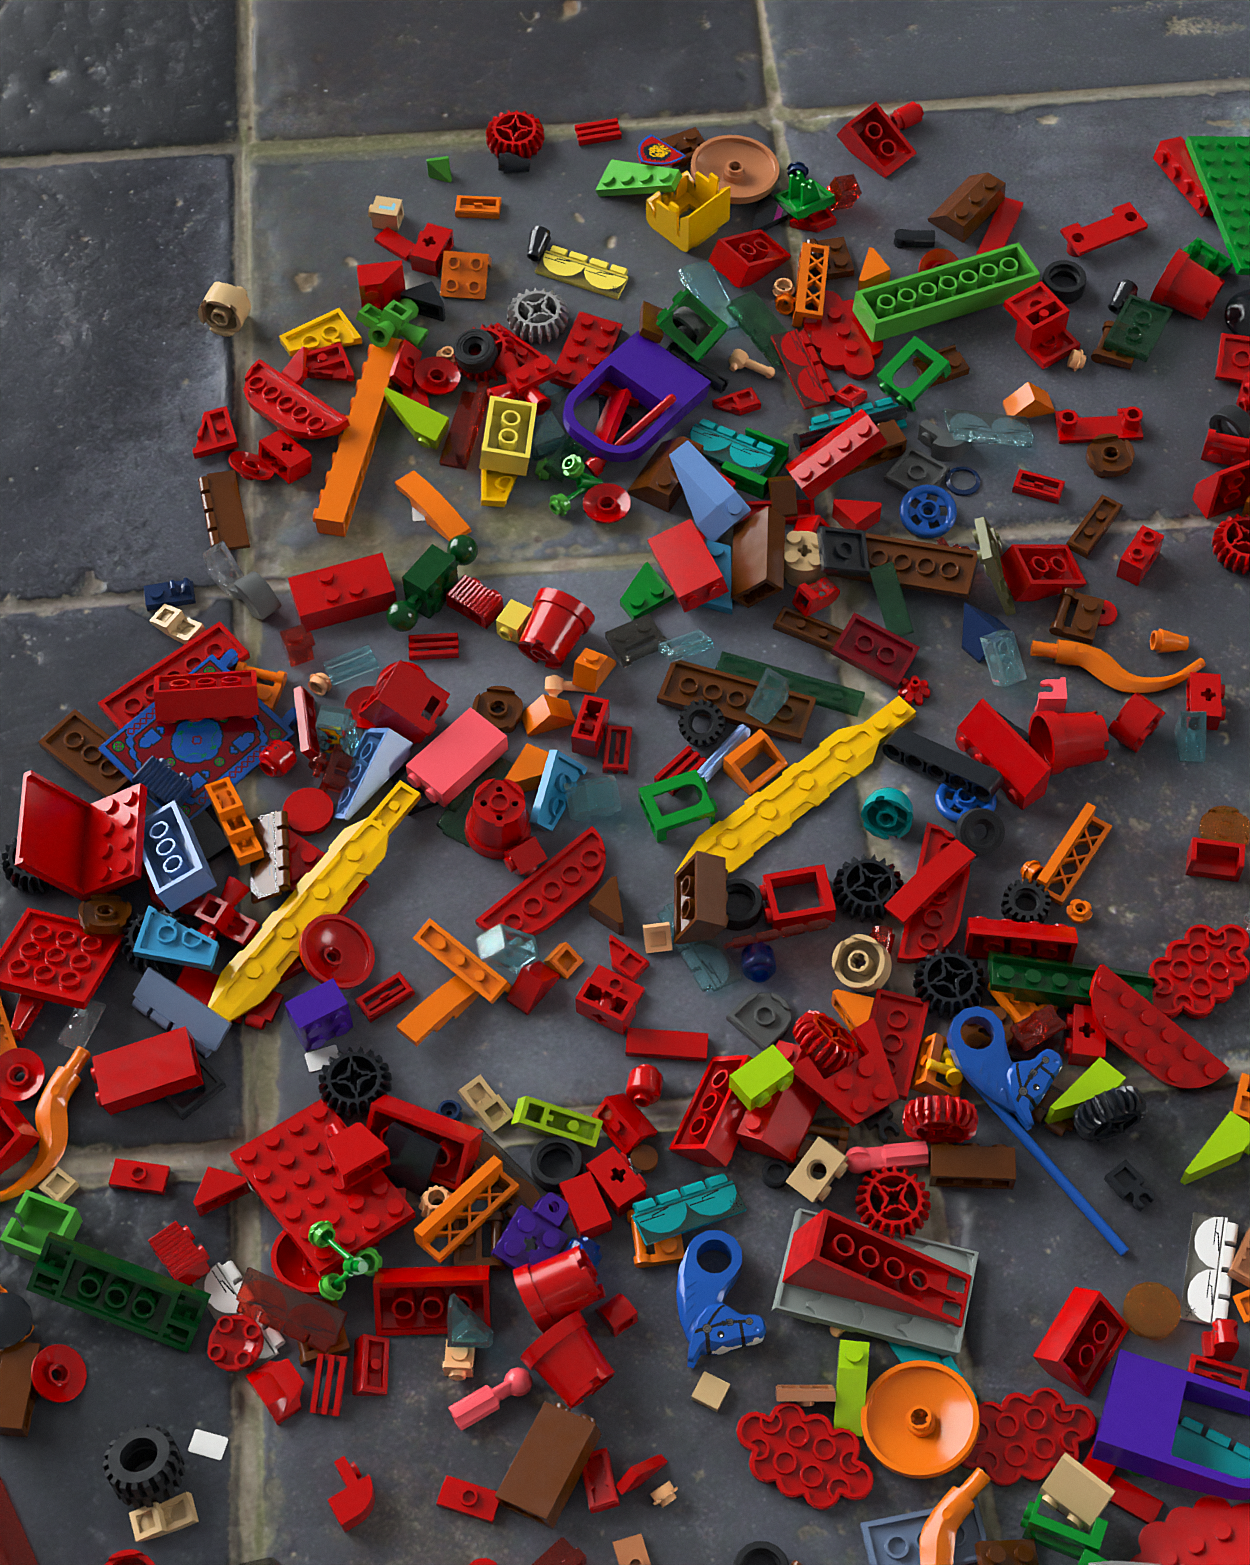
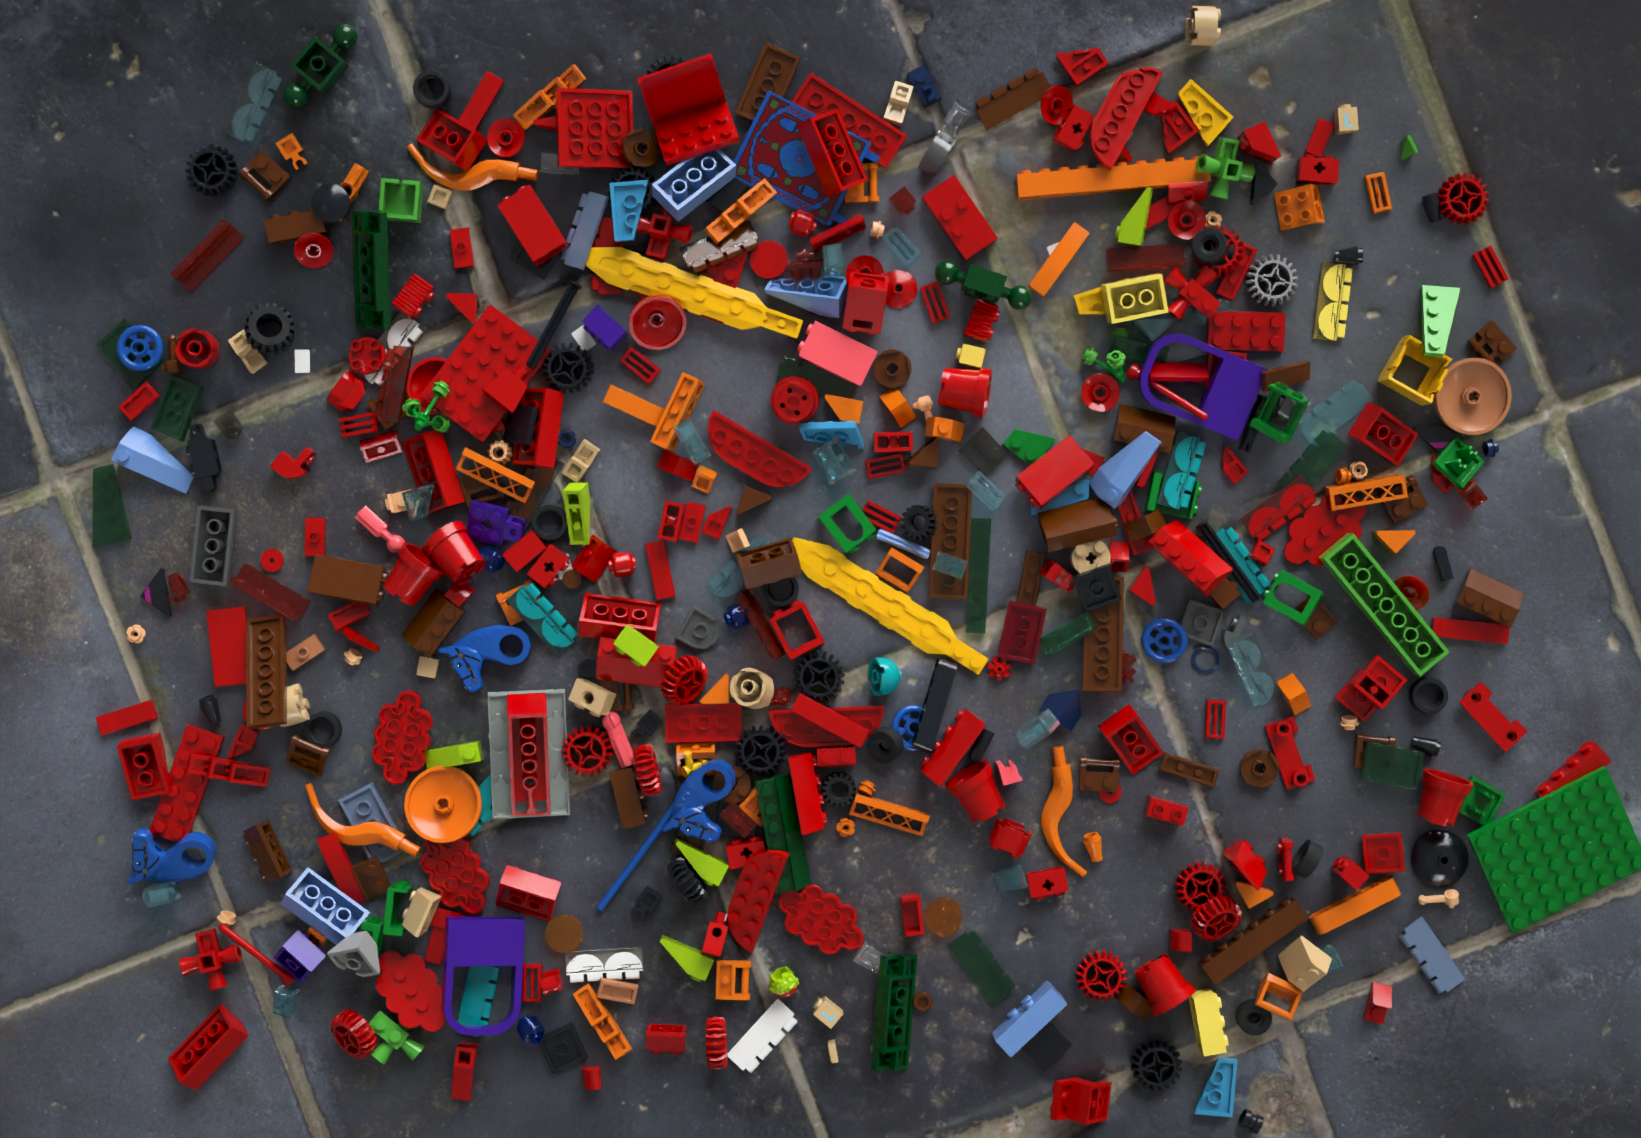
camera: 70 degrees right, 30 degrees up
(163, 783) = (751, 150): dark blue brick -> none
(287, 1080) = (553, 324): none -> black axle
(524, 856) = (772, 428): red brick -> none
(621, 696) = (926, 455): none -> reddish brown slope
(649, 1362) = (433, 624): none -> reddish brown slope
(657, 153) = (1468, 327): shield -> none
(740, 359) = (1273, 455): light nougat piece -> none
(805, 1394) = (441, 727): nougat plate -> none
(857, 1090) = (656, 711): red wing -> none
(876, 141) = (1541, 506): red slope -> none
(907, 115) = (1578, 524): red brick -> none
(979, 891) = (836, 756): none -> red brick
(989, 555) = (1119, 700): olive wing -> none
(1198, 1102) = (712, 944): none -> red torso

